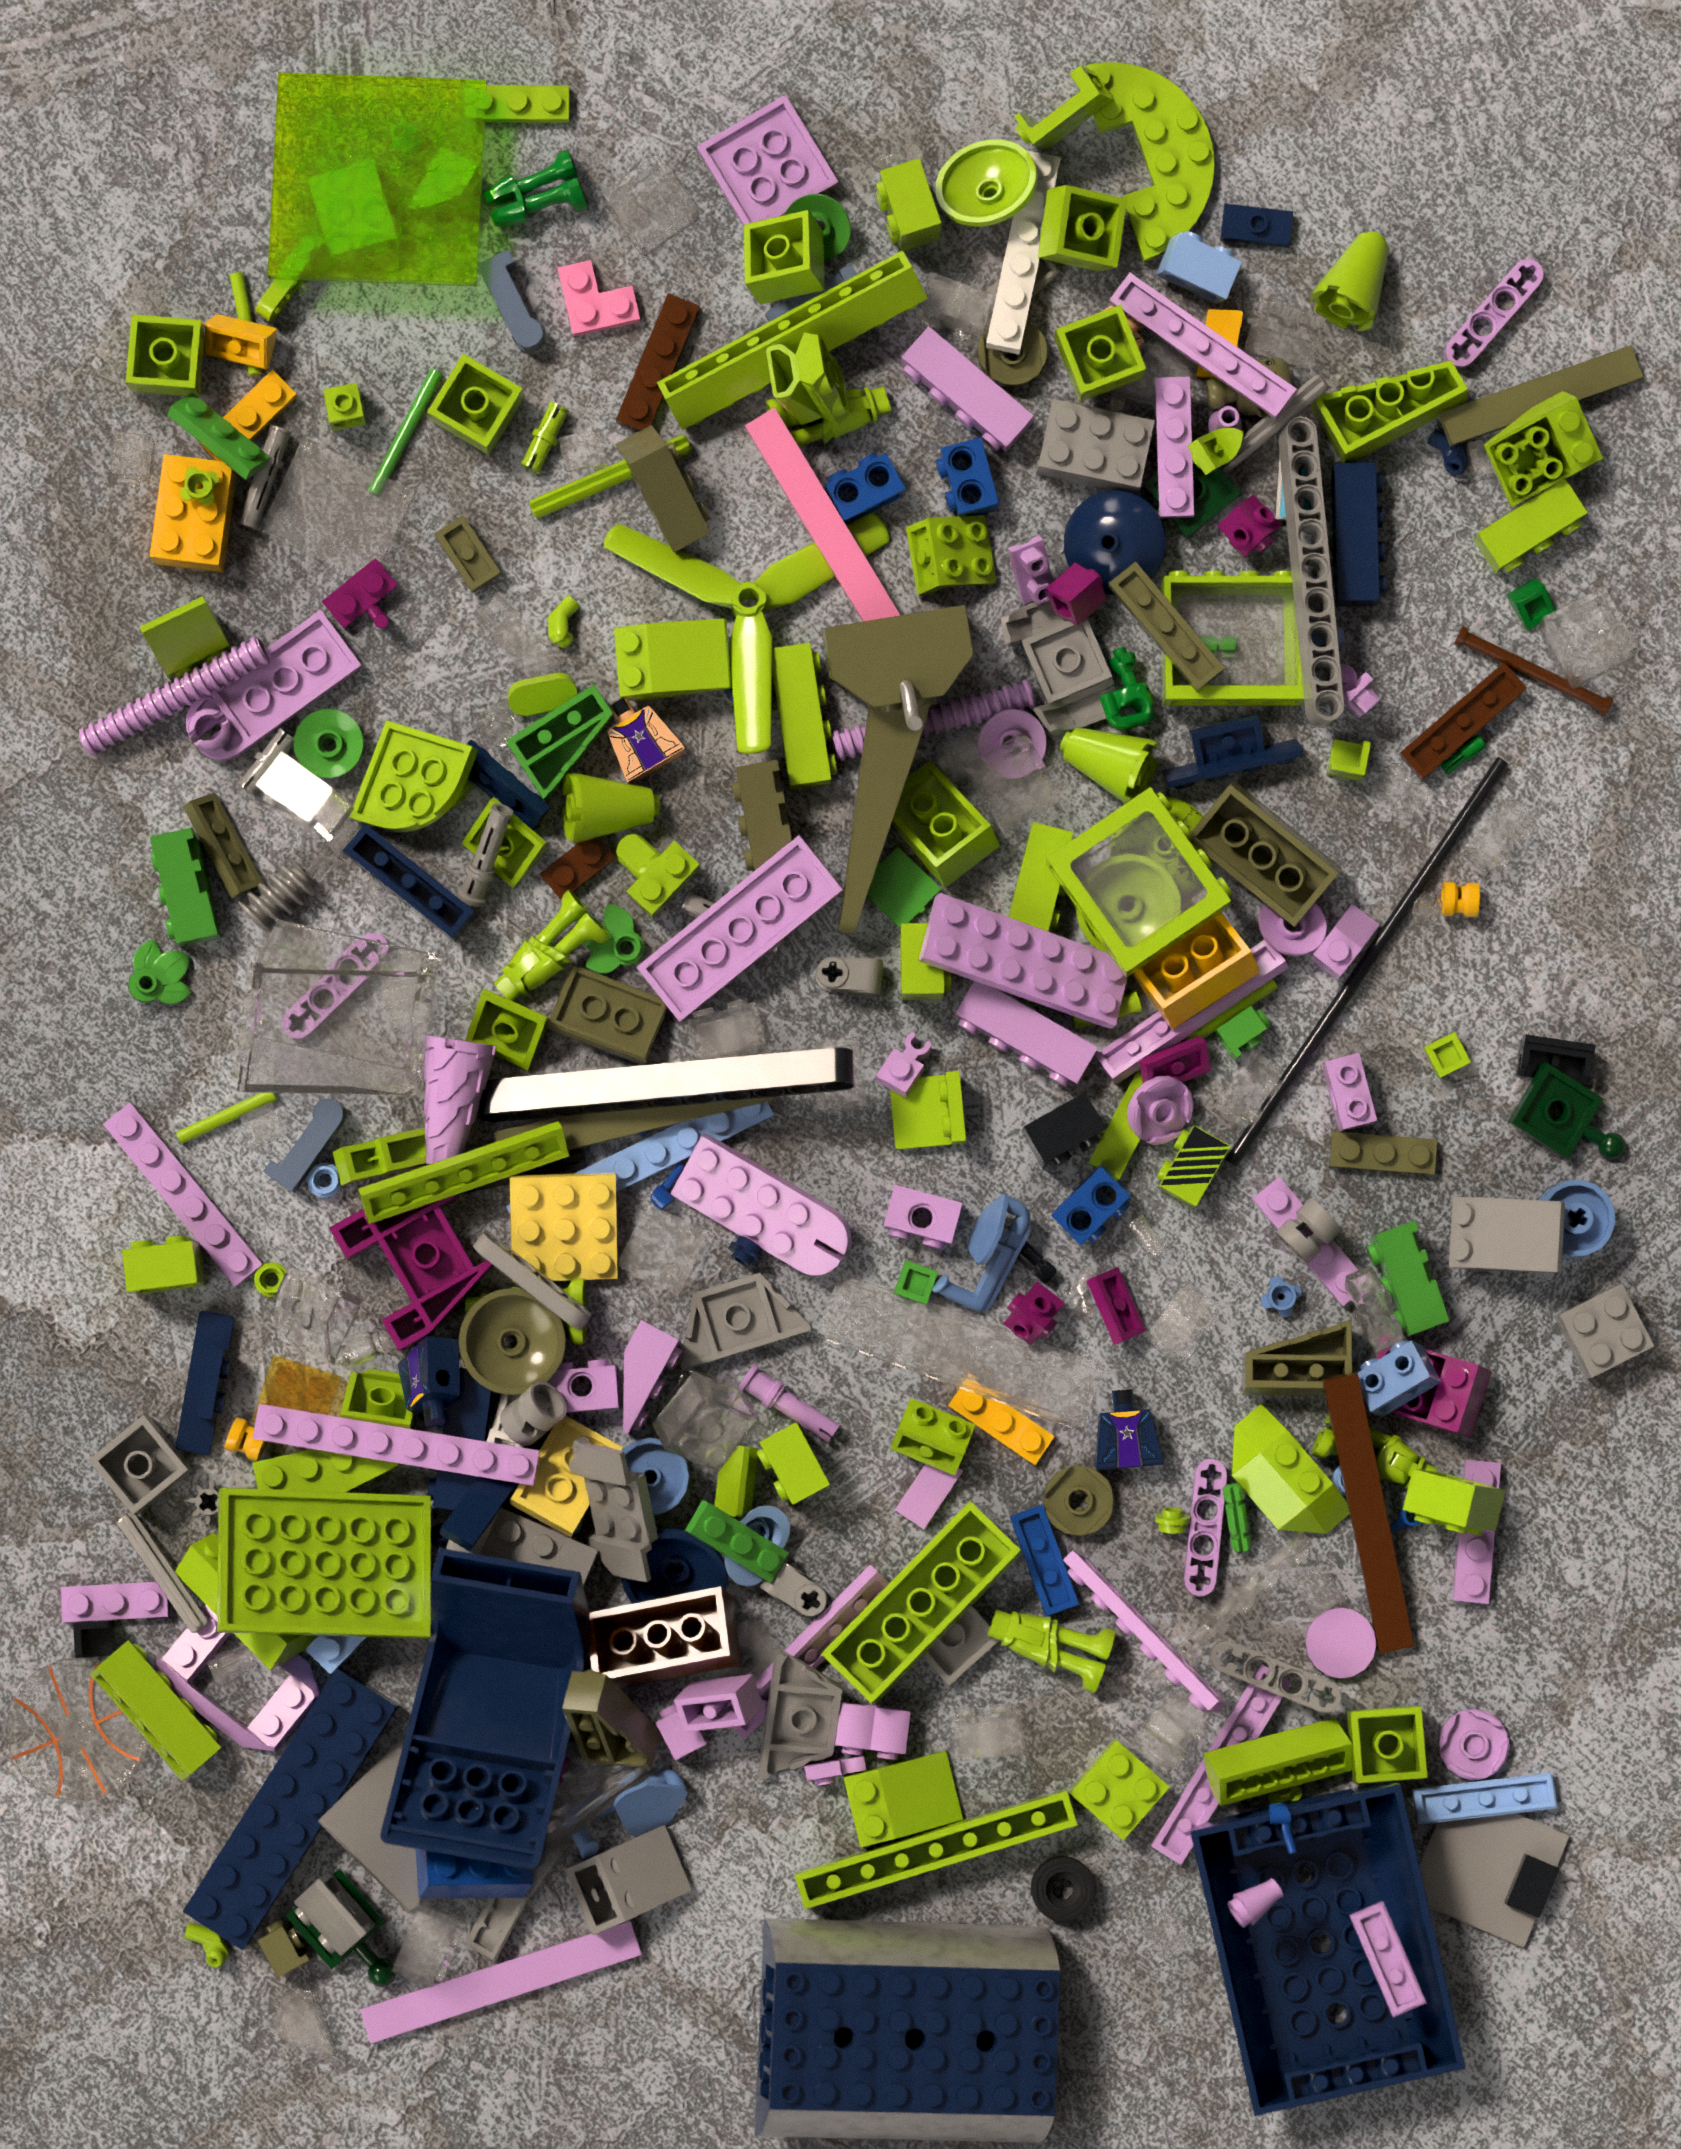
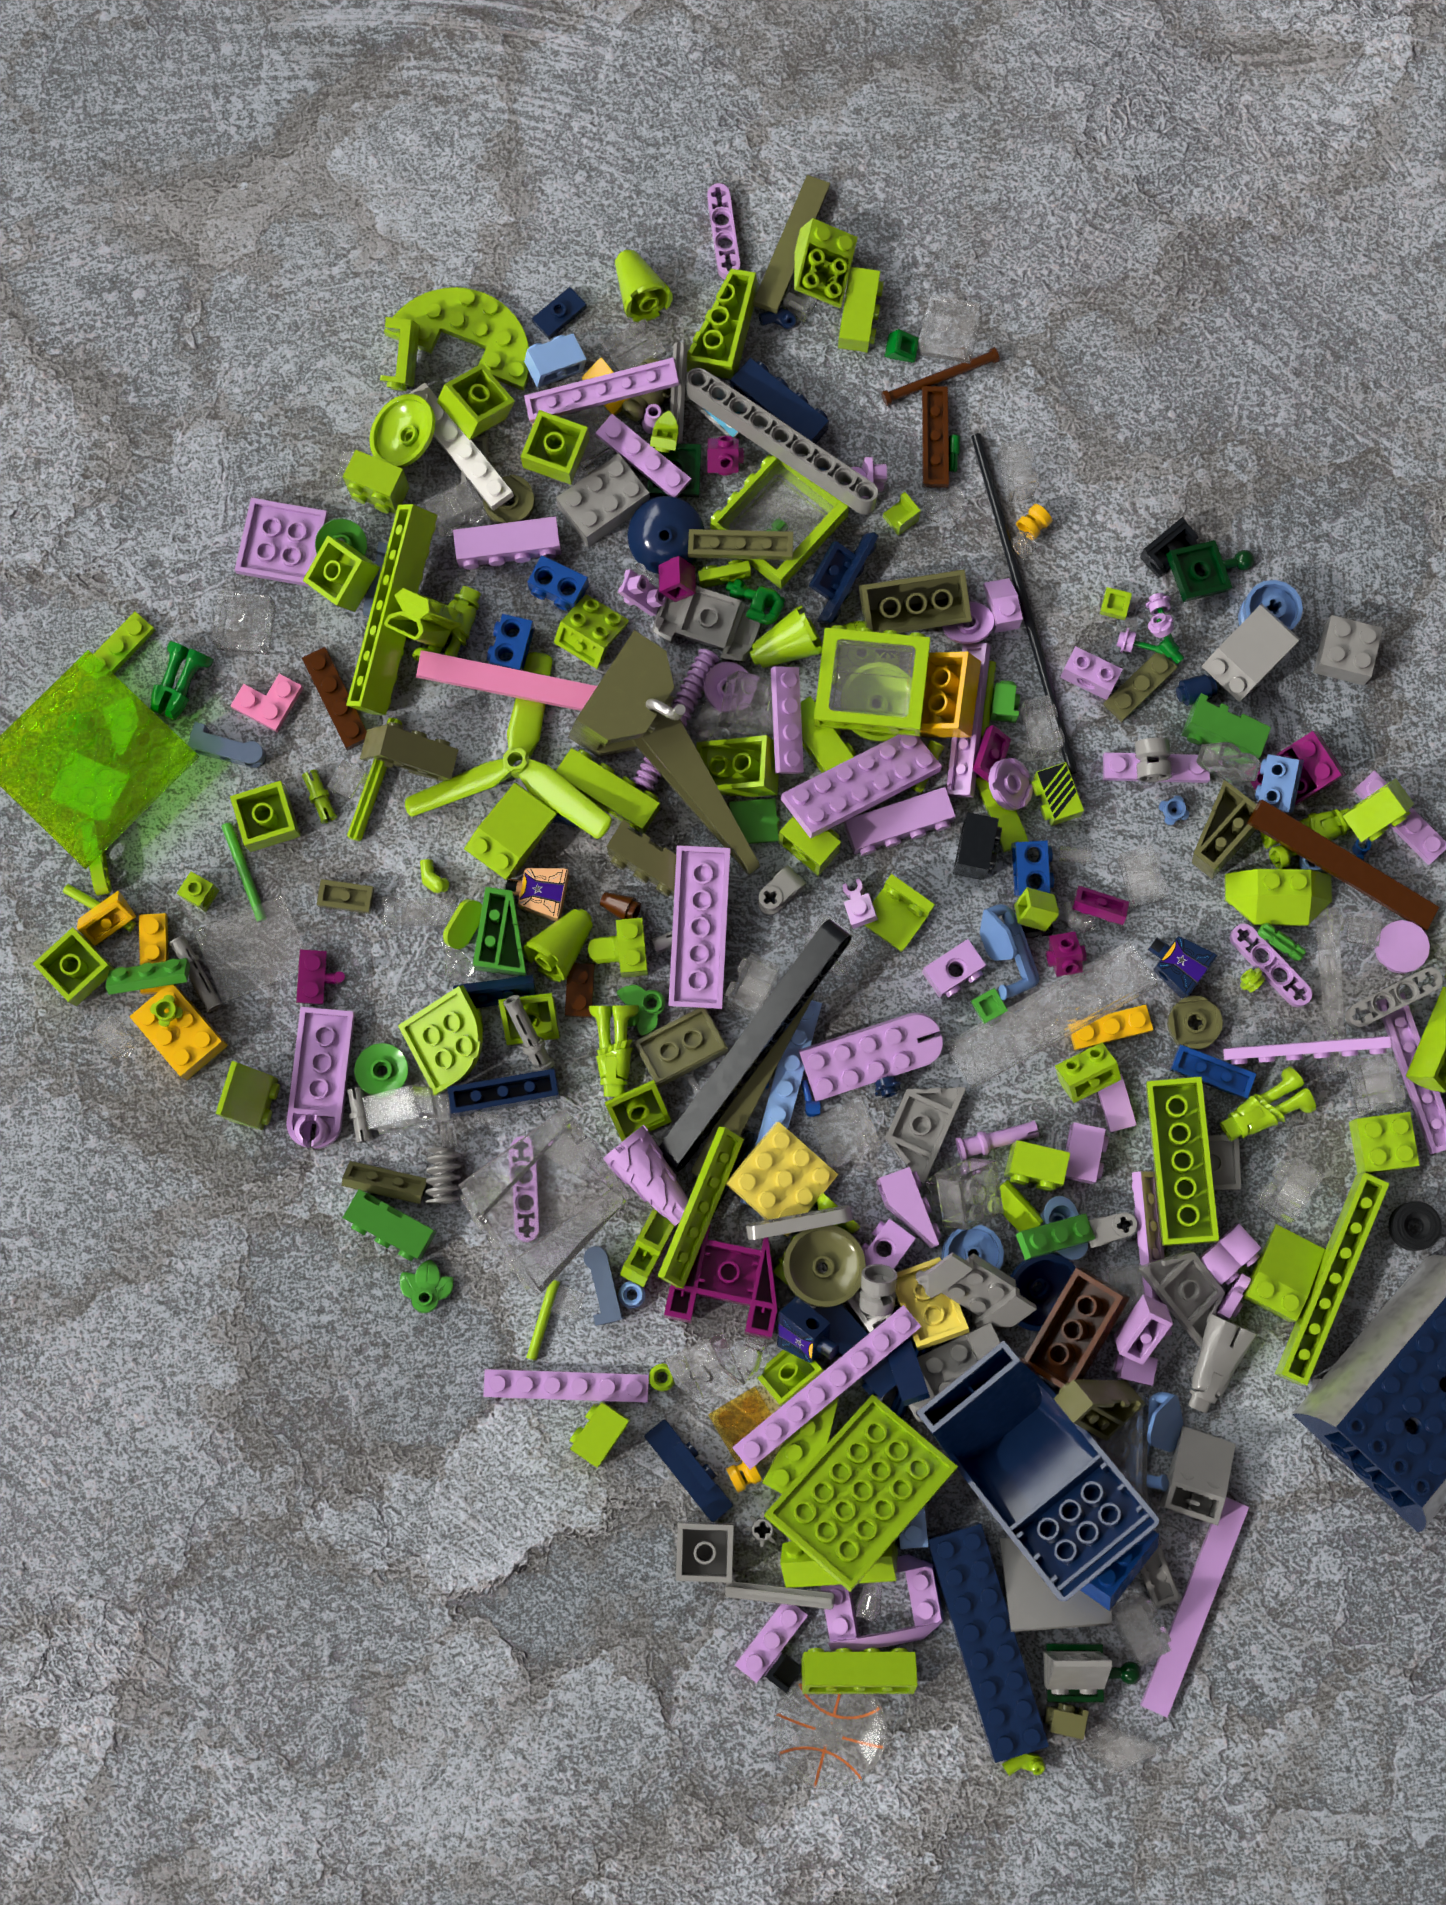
camera: 45 degrees left, 5 degrees down
(174, 696) = (273, 1134): lavender piece -> none
(696, 832) = (620, 905): none -> reddish brown cone
(766, 1802) = (1219, 1356): none -> light grey piece
(849, 1501) = (1085, 1150): none -> lavender brick
(1024, 831) = (787, 720): none -> lavender plate
(1052, 1245) = (1036, 909): none -> lime brick
(1115, 626) = (715, 576): none -> lime plate
(1429, 1212) = (1192, 687): none -> dark blue brick
(1451, 1120) = (1160, 626): none -> lavender plant

